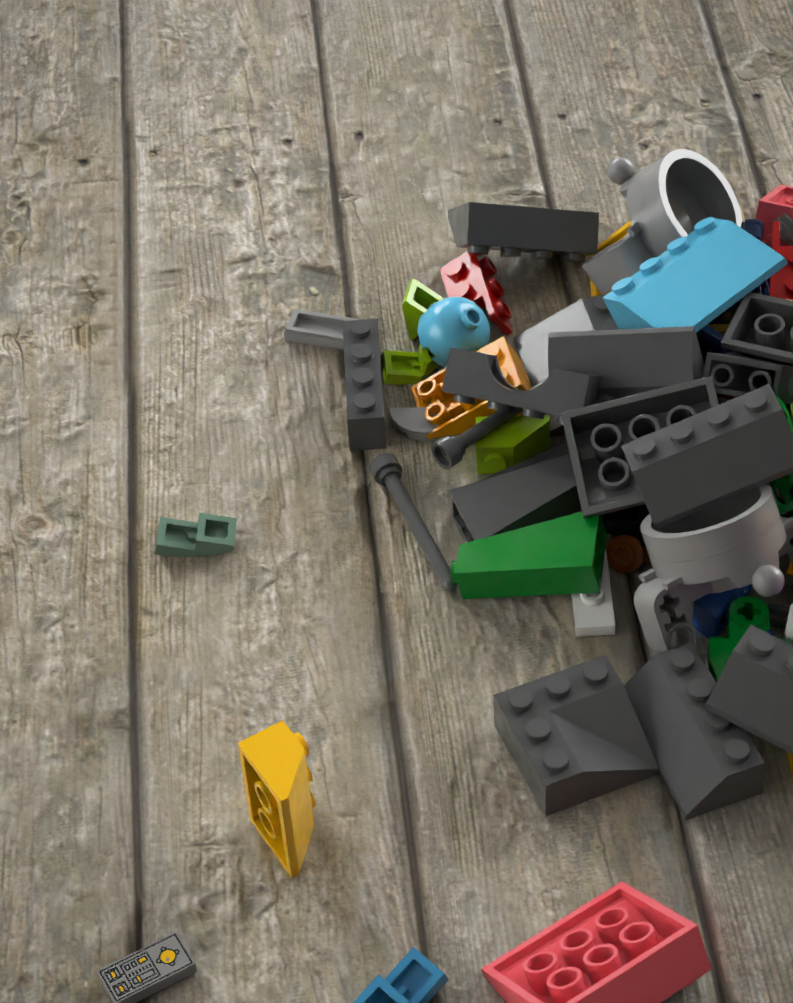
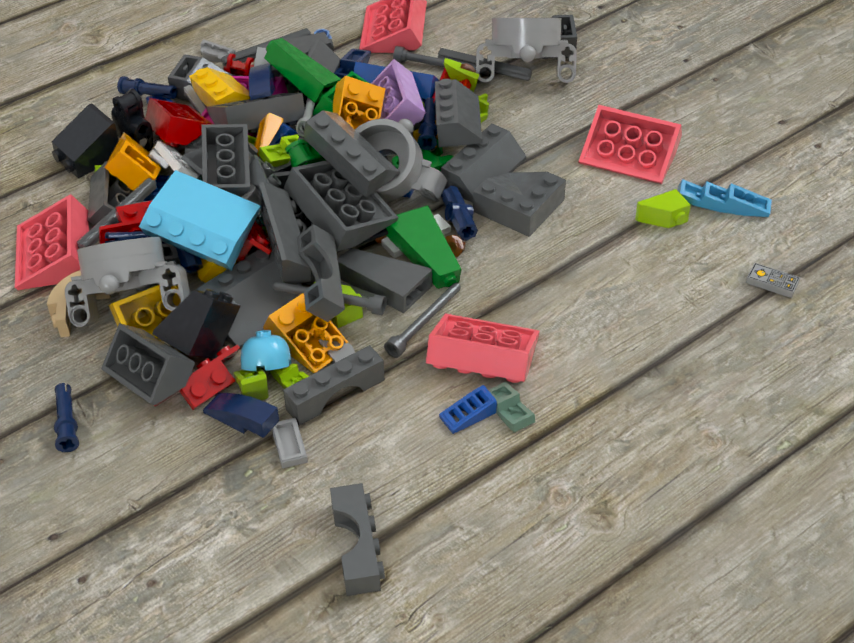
camera: 125 degrees left, 0 degrees up
(173, 334) = (359, 565): none -> dark grey arch
(228, 496) = (480, 398): none -> blue slope
(279, 792) = (658, 250): yellow slope -> none
(310, 550) = (482, 347): none -> coral slope
(381, 296) = (243, 413): none -> dark blue slope
(397, 913) = (664, 210): none -> lime slope
(498, 167) = (65, 425): none -> dark blue pin
(532, 613) = (456, 244): none -> dark orange plate
(537, 276) = (199, 323): none -> black slope
(588, 639) = (459, 213): none -> dark blue piece

